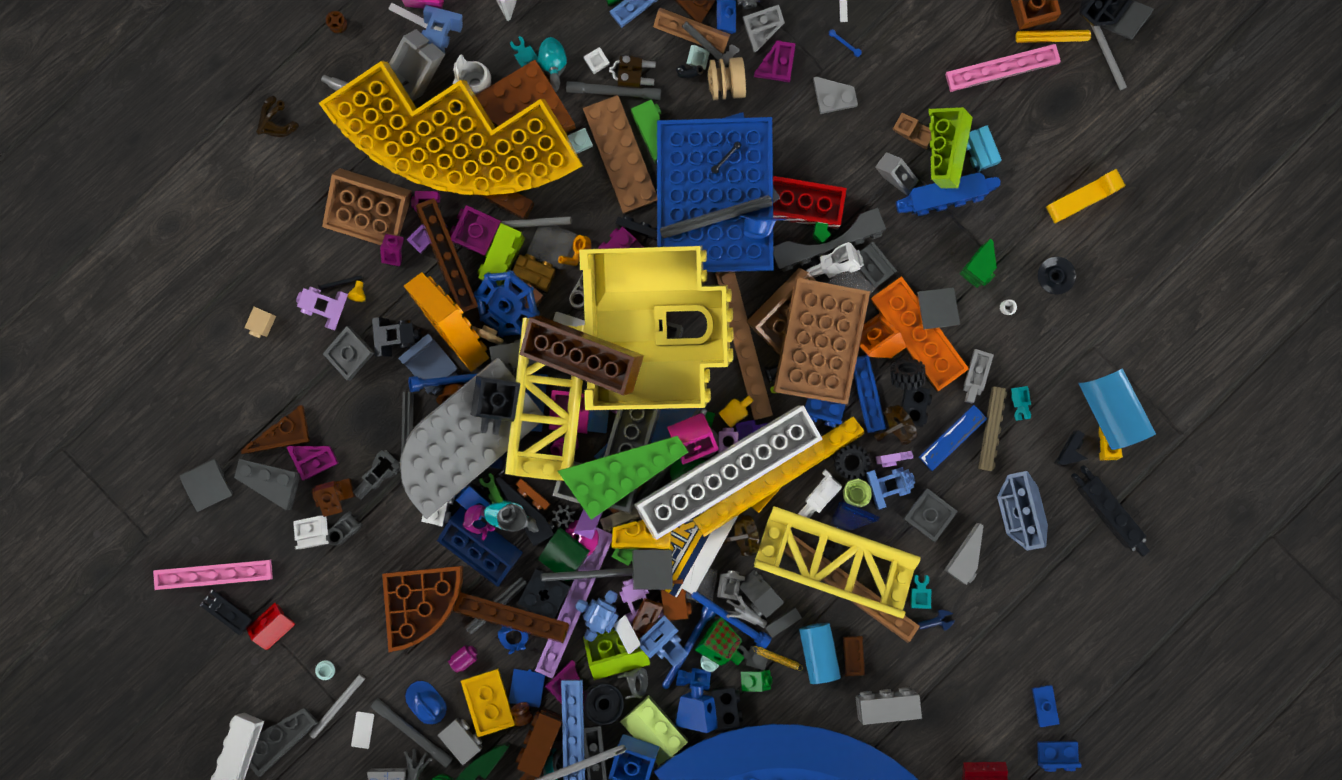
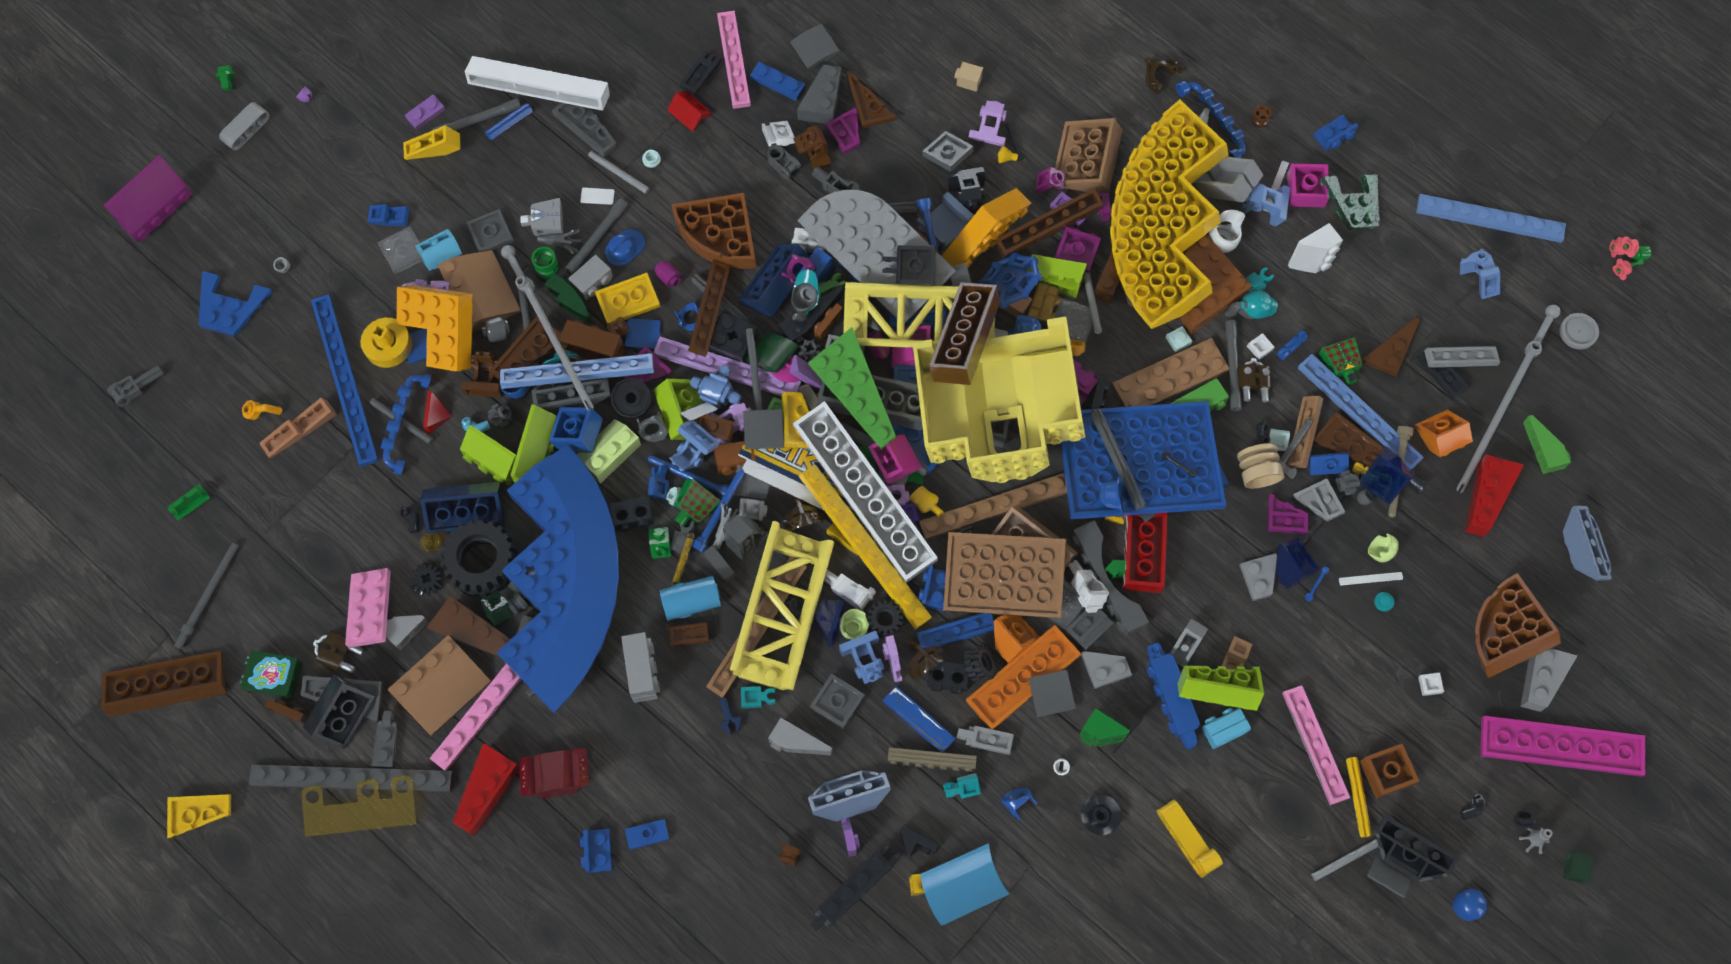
camera: 90 degrees right, 15 degrees down
(243, 528) = (777, 81): none -> blue plate
(324, 68) = (1226, 123): none -> blue bar
(488, 334) = (978, 268): tan animal -> none
(562, 290) = (1025, 324): none -> blue piece
(596, 29) = (1292, 345): none -> blue axle
(697, 711) = (628, 483): blue torso -> none
(827, 60) = (1294, 563): none -> clear blue slope
(915, 254) = (1105, 668): none -> light grey wing
(1032, 358) = (1011, 804): none -> blue piece
(1068, 511) = (851, 840): none -> medium lavender wing
(1075, 571) = (789, 855): none -> reddish brown wheel

